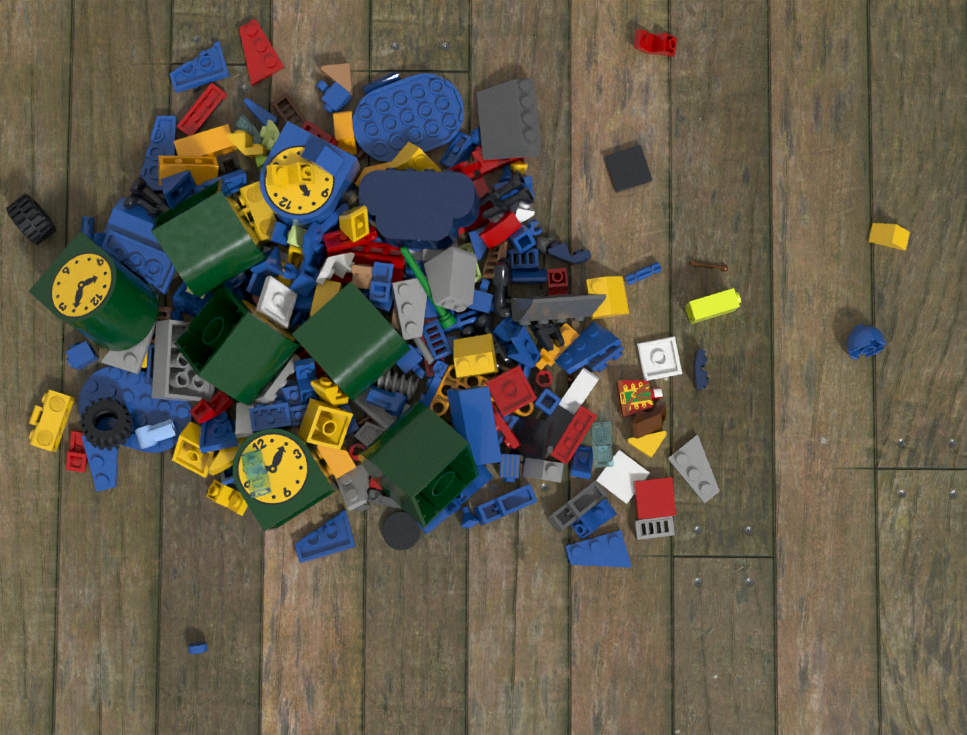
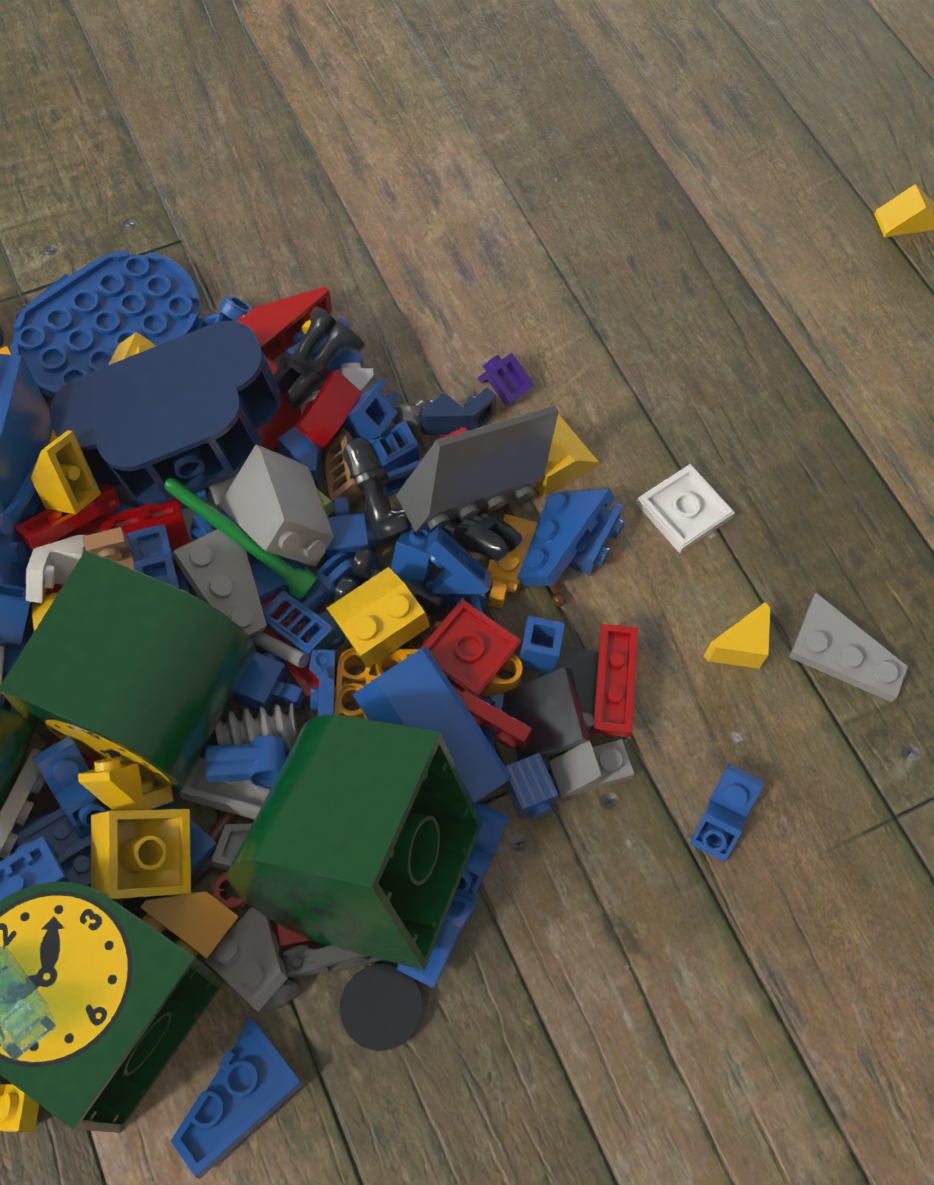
camera: 30 degrees left, 20 degrees down
(468, 518) = (501, 921): blue rock -> none
(505, 504) = (554, 862): blue slope -> none
(509, 120) = (274, 263): dark grey slope -> none
(542, 373) = (505, 610): red bush -> none
(576, 506) = (685, 806): dark grey slope -> none
(578, 391) = (584, 608): white slope -> none
(582, 462) = (656, 724): blue slope -> none
(600, 551) = (770, 866): blue wing -> none
(602, 444) = (673, 674): clear light blue slope -> none
(604, 243) = (506, 377): none -> dark purple bracket
(621, 476) = (734, 718): white tile -> none
(628, 168) = (487, 272): black tile -> none
(636, 396) = (681, 575): torso -> none
(638, 528) = (817, 797): light grey slope -> none
(642, 273) = (588, 397): blue axle -> none
(649, 421) = (728, 600): reddish brown slope -> none
(654, 498) = (810, 726): red tile -> none
(655, 44) = (448, 112): red slope -> none
(699, 375) = (760, 499): dark blue slope -> none
(713, 306) = (724, 389): neon yellow brick -> none
(724, 268) = (656, 355): reddish brown hinge -> none

